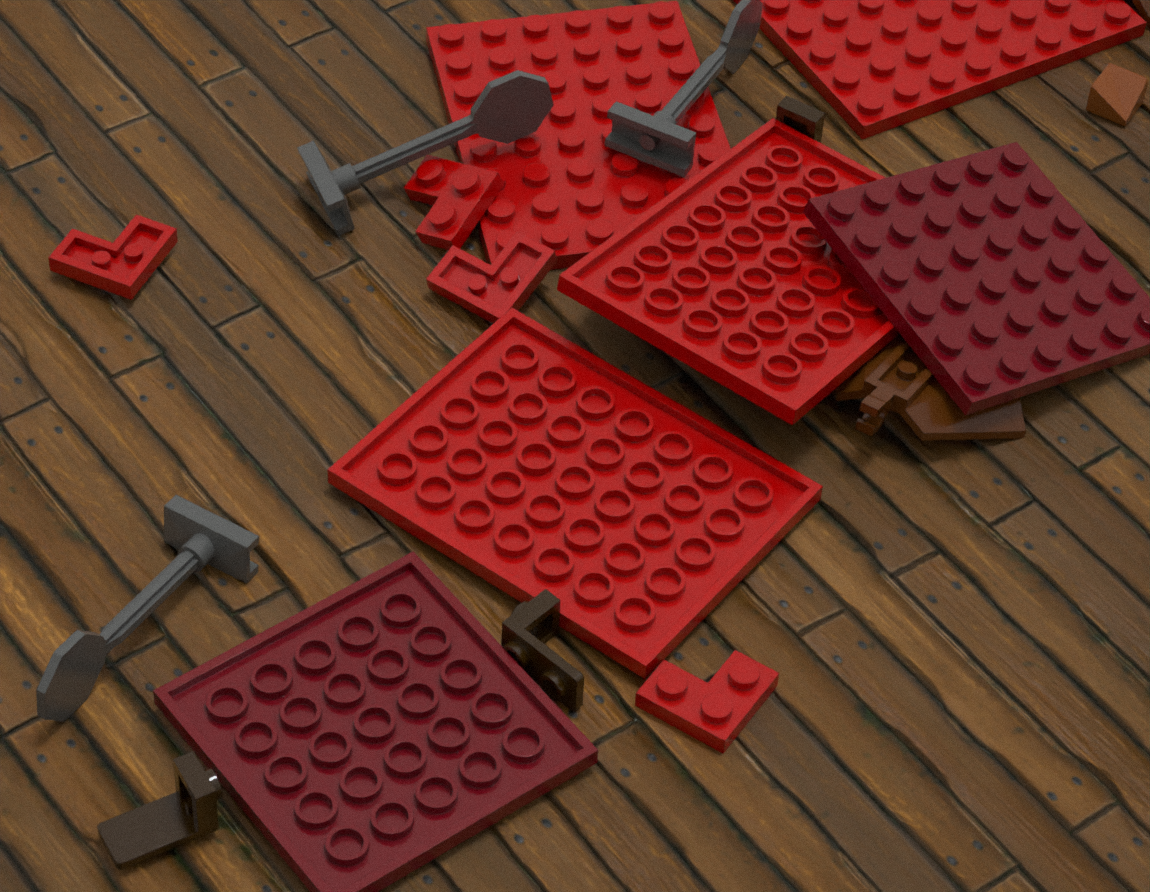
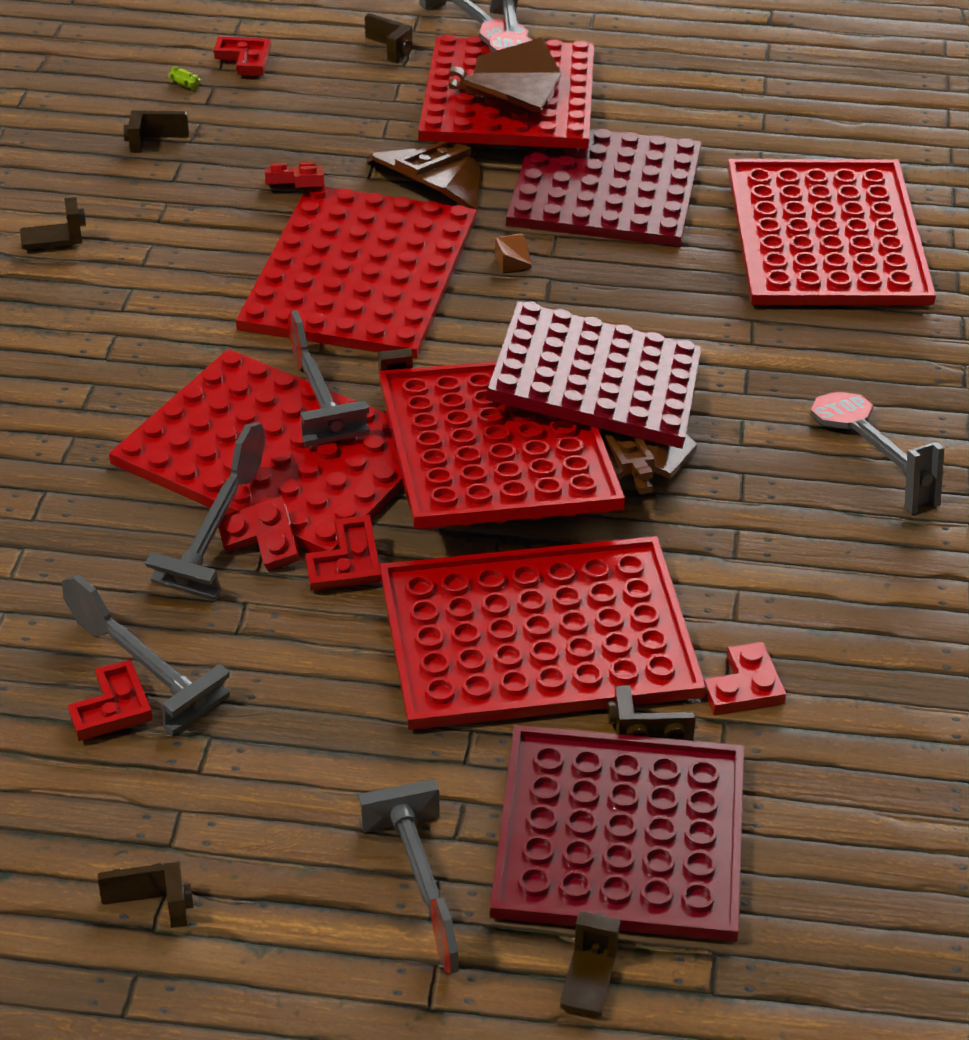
camera: 45 degrees left, 5 degrees down
(182, 301) = (189, 698): none -> dark grey piece

